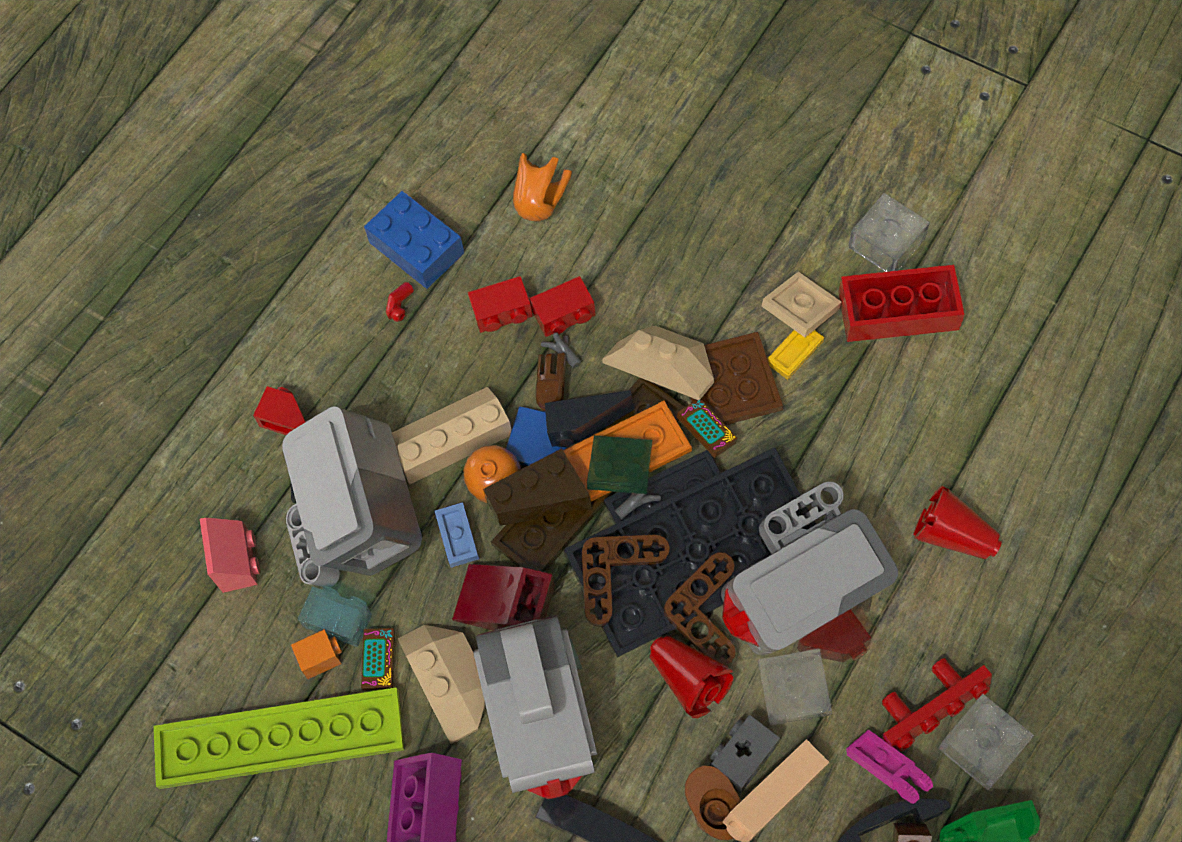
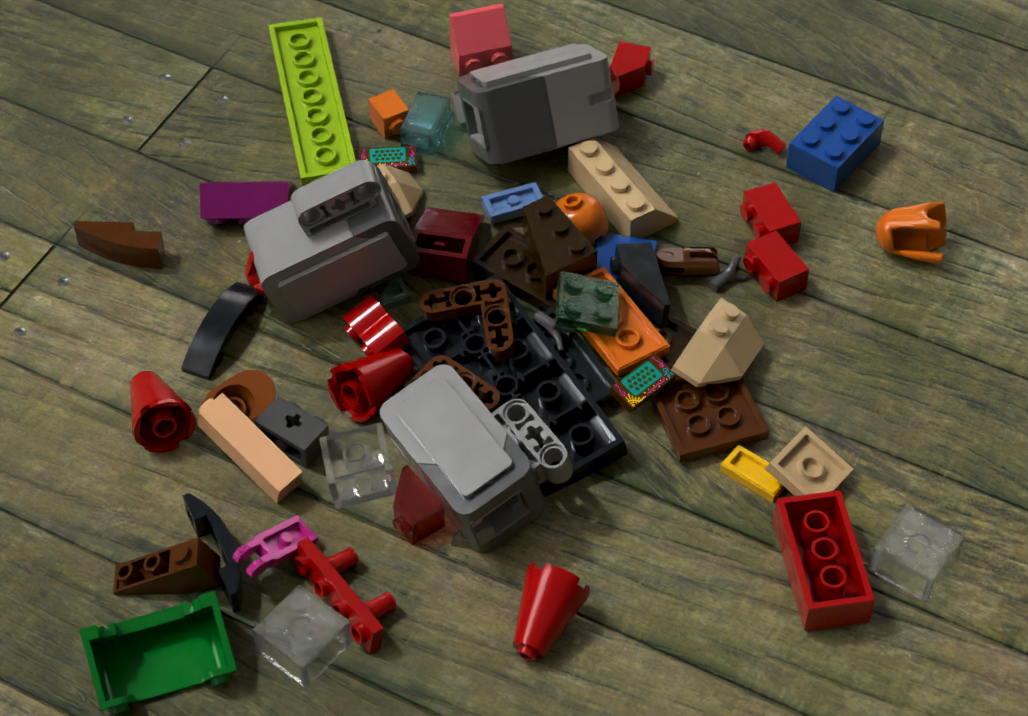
camera: 80 degrees right, 15 degrees down
(621, 671) = (374, 328): none -> red brick

